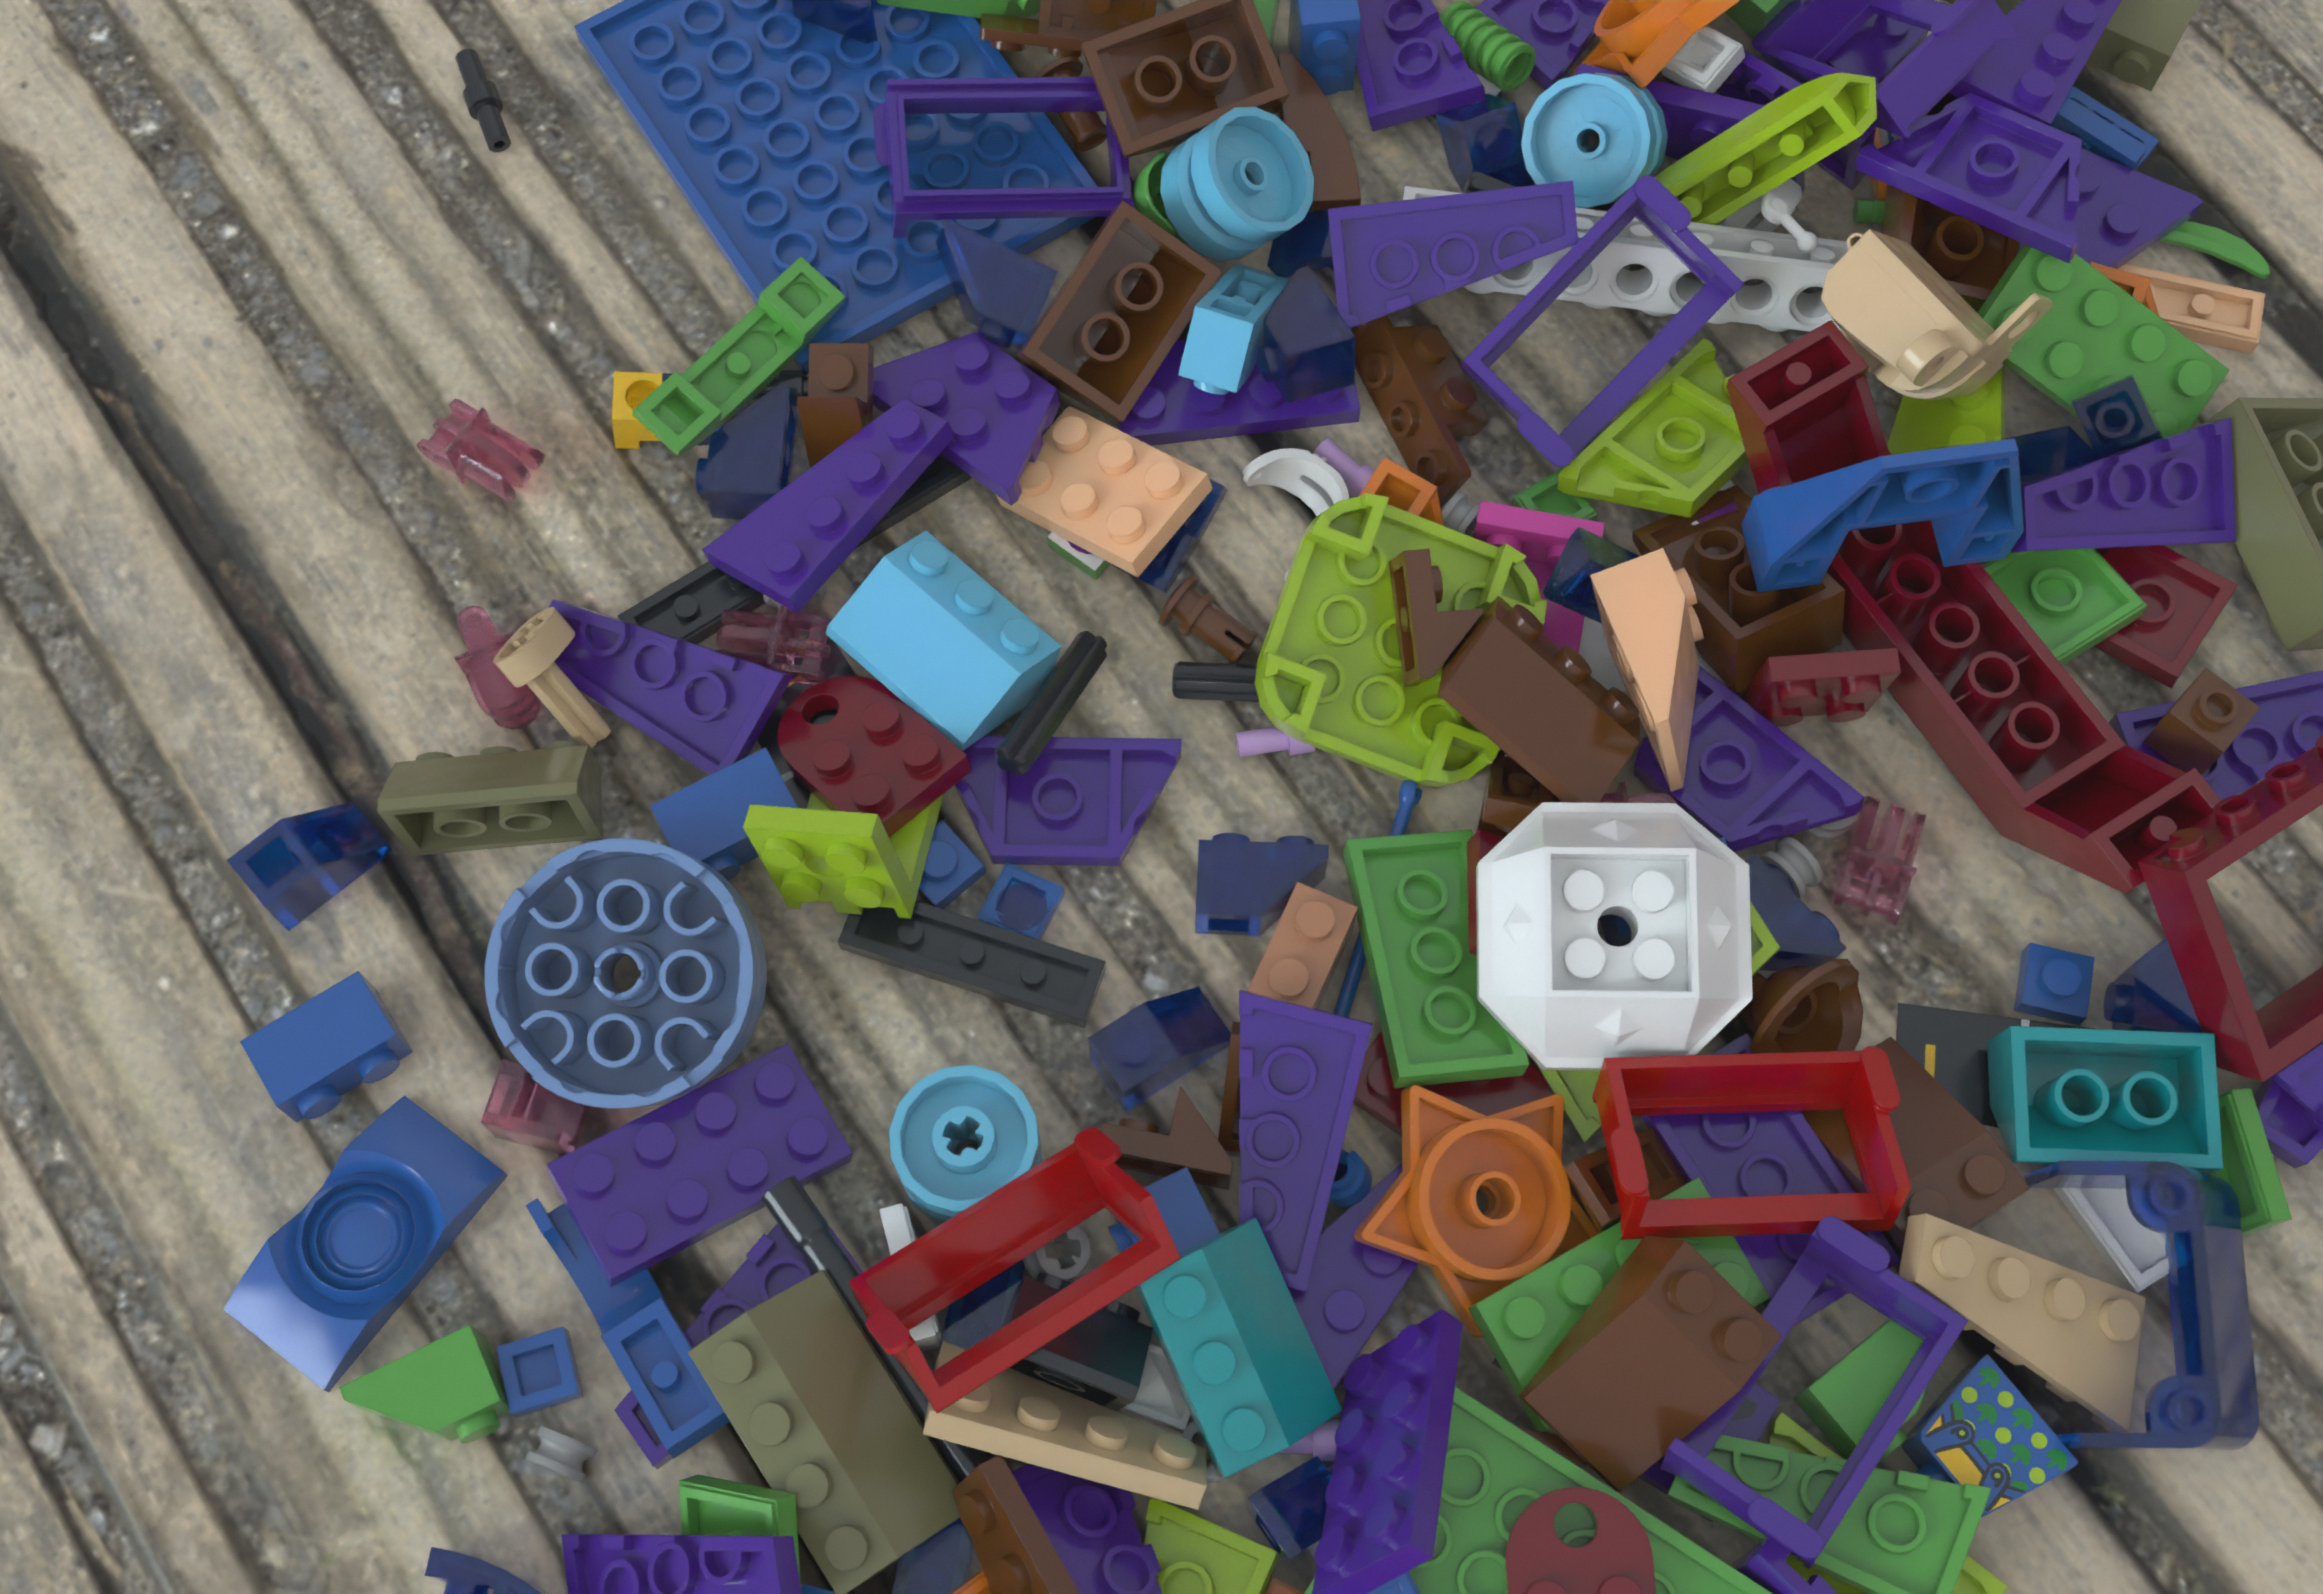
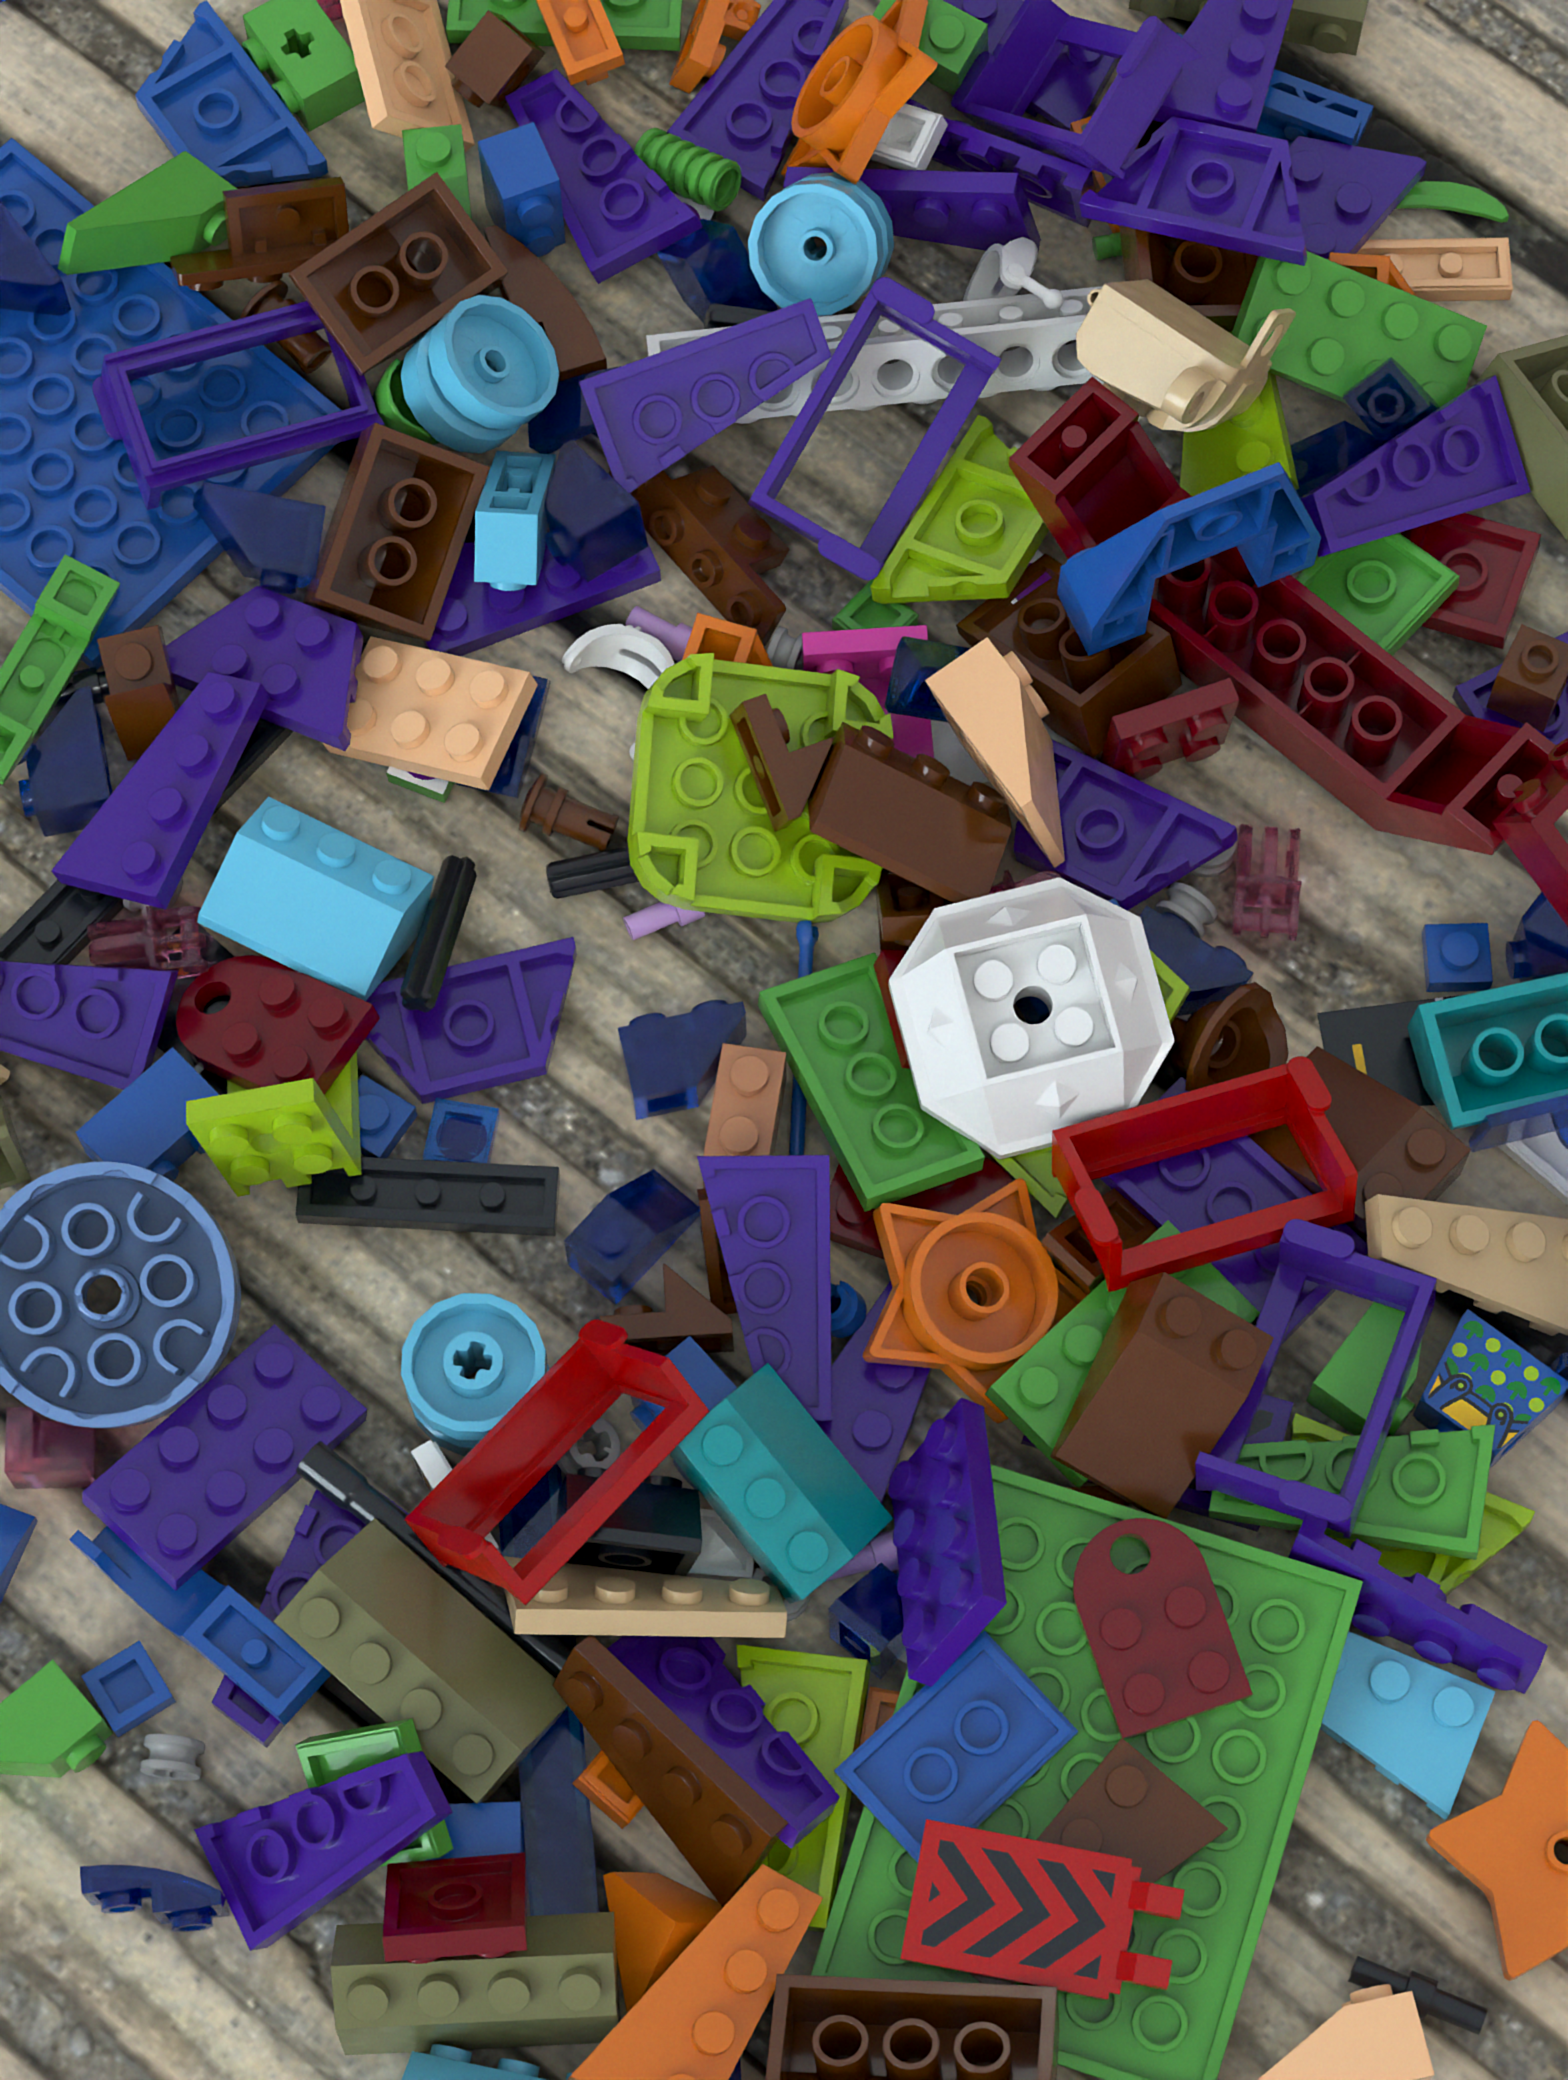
camera: 15 degrees left, 0 degrees up
(1772, 145) = (990, 217): lime brick -> none

